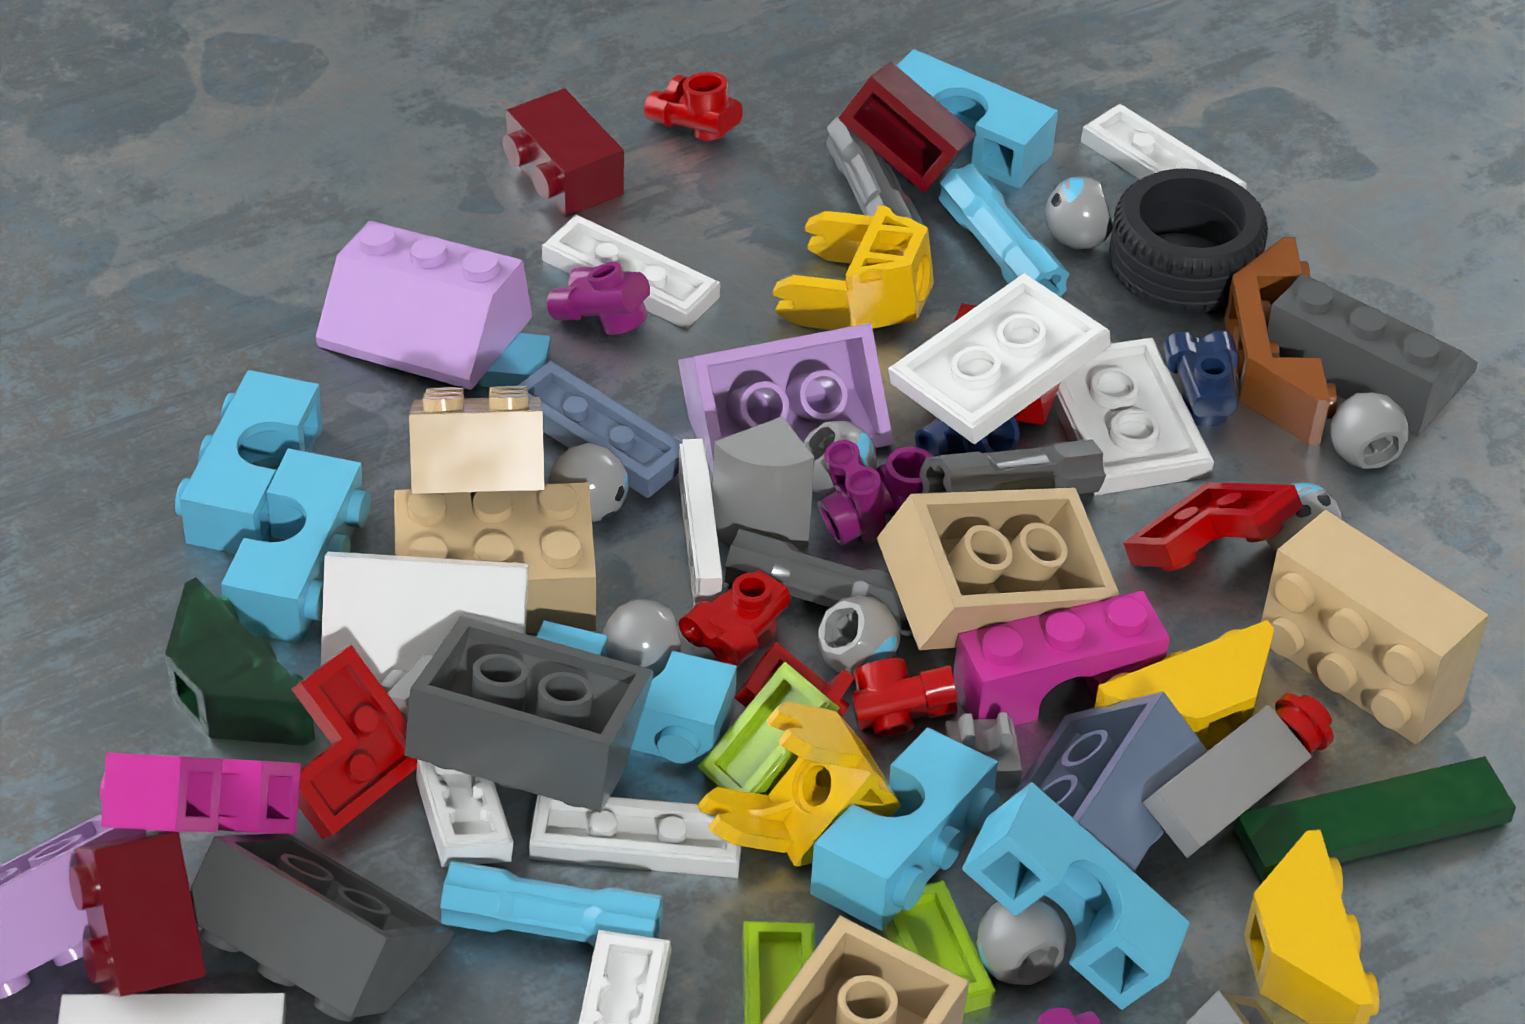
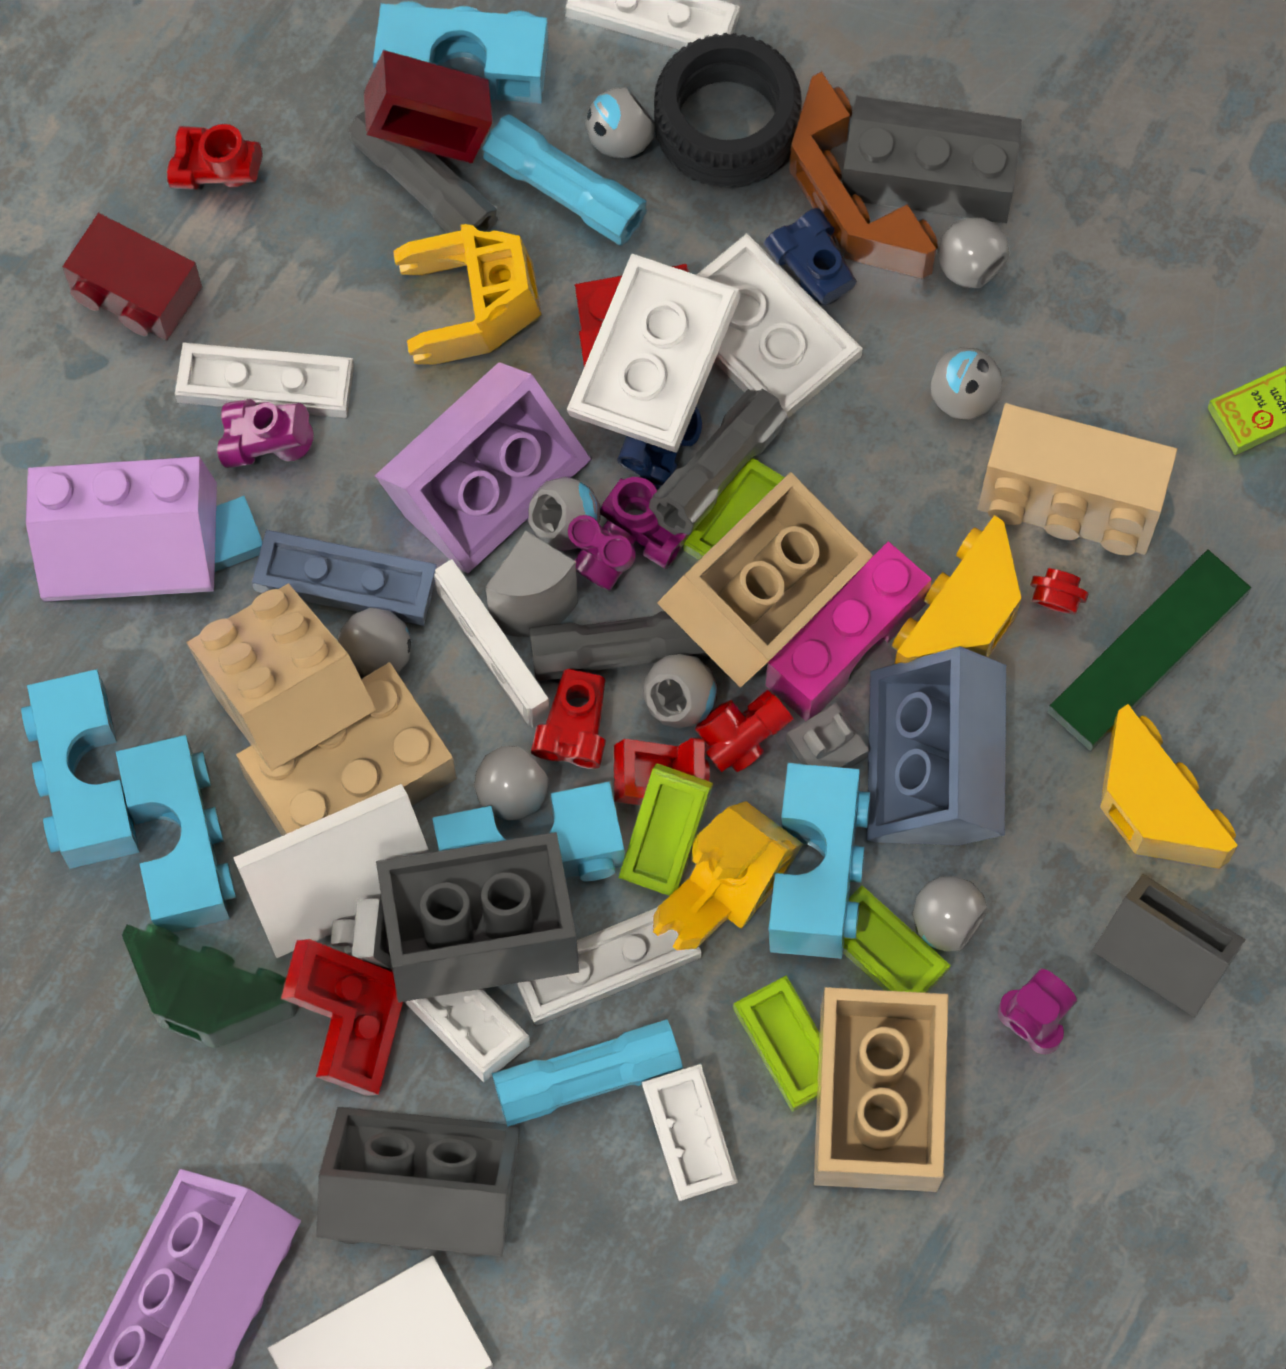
camera: 25 degrees left, 25 degrees up
(137, 913) = (295, 1264): dark red piece -> none
(199, 794) = (275, 1160): dark pink arch -> none
(1120, 923) = (948, 859): medium azure arch -> none
(1210, 514) = (891, 412): red plate -> none
(1227, 780) = (1034, 686): light grey tile -> none

